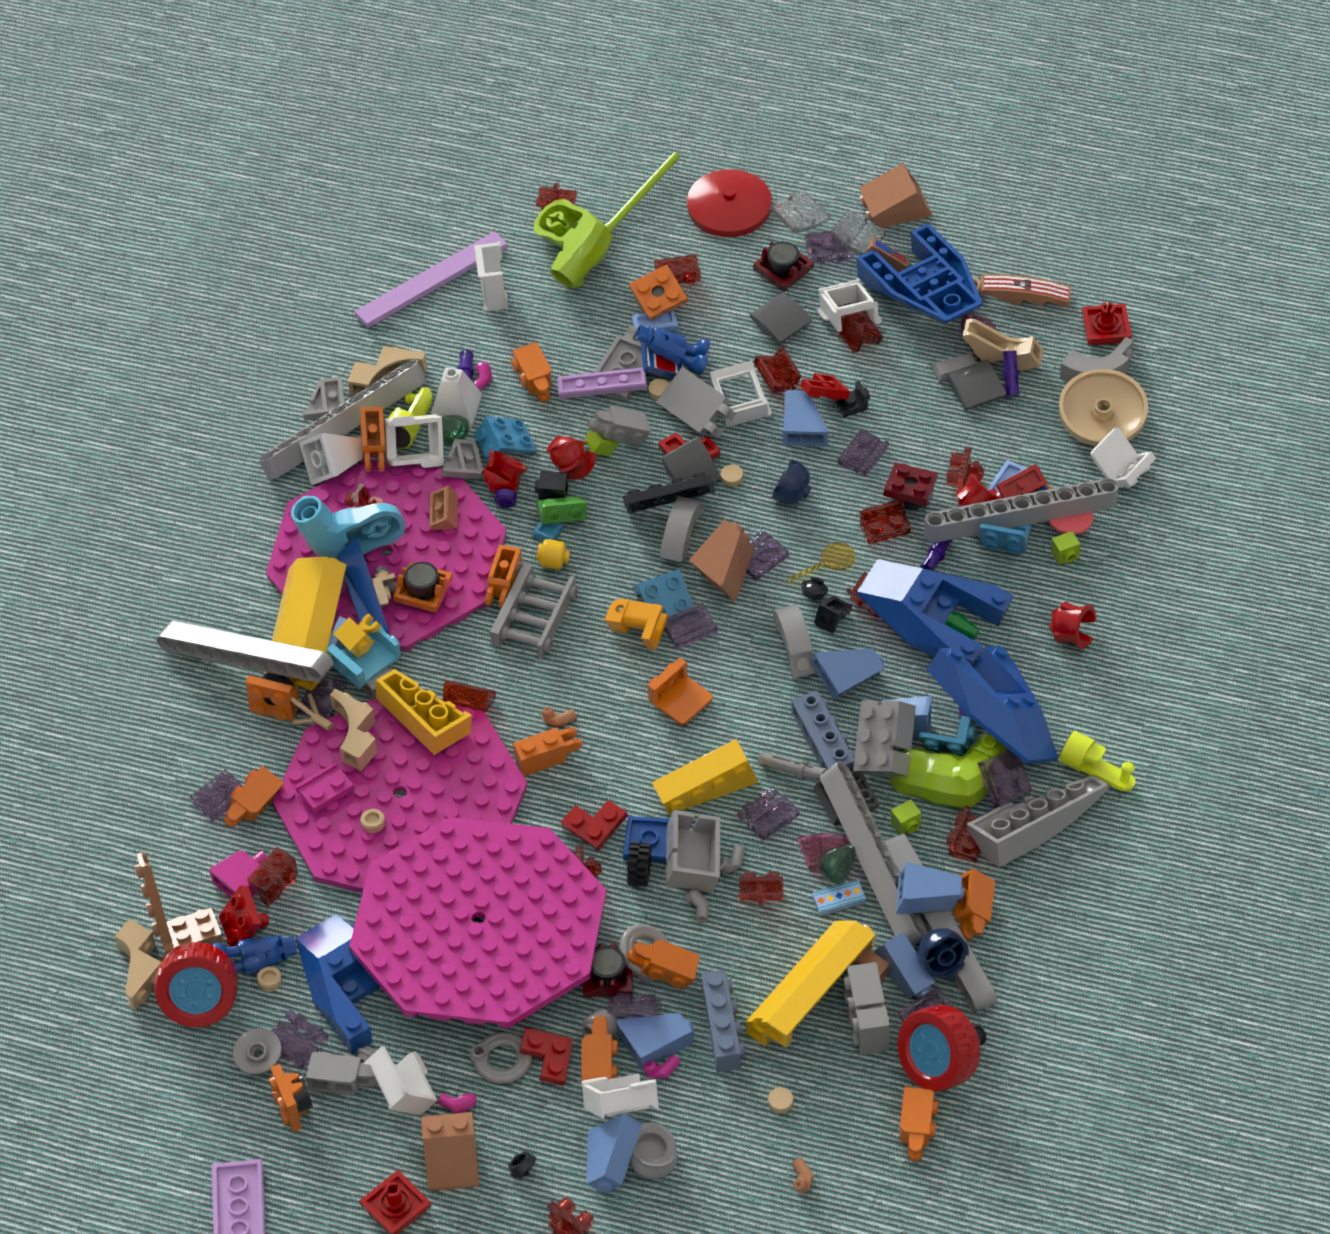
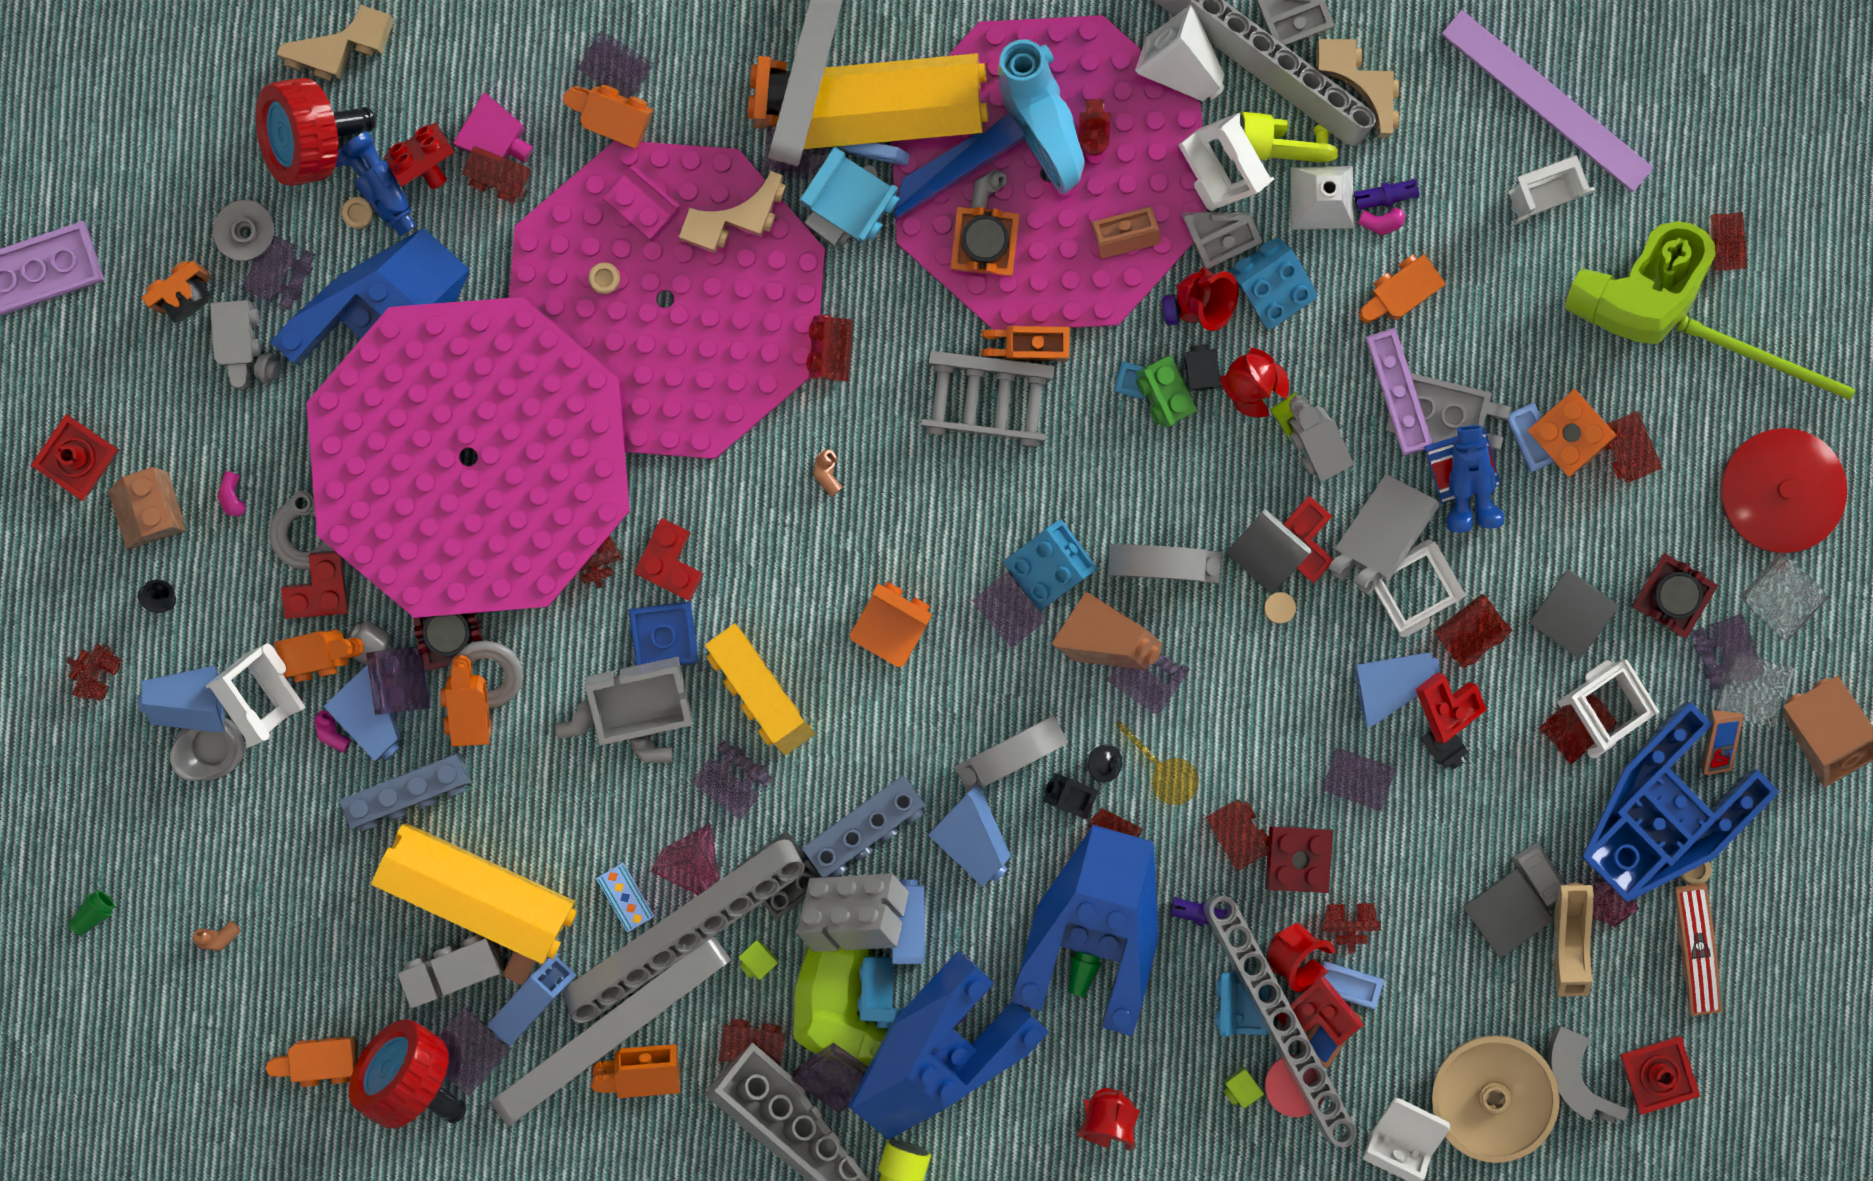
camera: 80 degrees right, 35 degrees up
(181, 930) = (390, 83): medium nougat bracket -> none
(315, 717) = (747, 159): tan plant -> none
(356, 636) = (864, 180): yellow brick -> none
(372, 436) = (1217, 103): orange hinge -> none
(383, 591) = (964, 186): tan bracket -> none
(402, 1083) = (250, 431): white piece -> none
(427, 717) = (770, 304): yellow wedge -> none
(454, 428) = (1274, 205): clear green piece -> none
(545, 749) = (764, 469): orange hinge -> none
(552, 554) = (1085, 399): yellow head -> none
(638, 616) = (999, 542): light orange piece -> none
(639, 864) = (607, 636): black tyre -> none
(657, 387) = (1412, 472): tan tile -> none
(661, 495) = (1207, 535): black plate -> none
(761, 887) = (611, 784): clear red hips -> none
(780, 1100) = (317, 887): tan tile -> none
(792, 484) = (1271, 696): dark blue cylinder -> none
(803, 769) = (806, 797): light grey pin -> none
(837, 864) = (660, 888): clear green piece -> none
(927, 890) = (627, 1012): medium blue slope -> none
(942, 953) = (542, 1049): dark blue cylinder -> none
(1011, 372) = (1531, 959): dark purple pin -> none

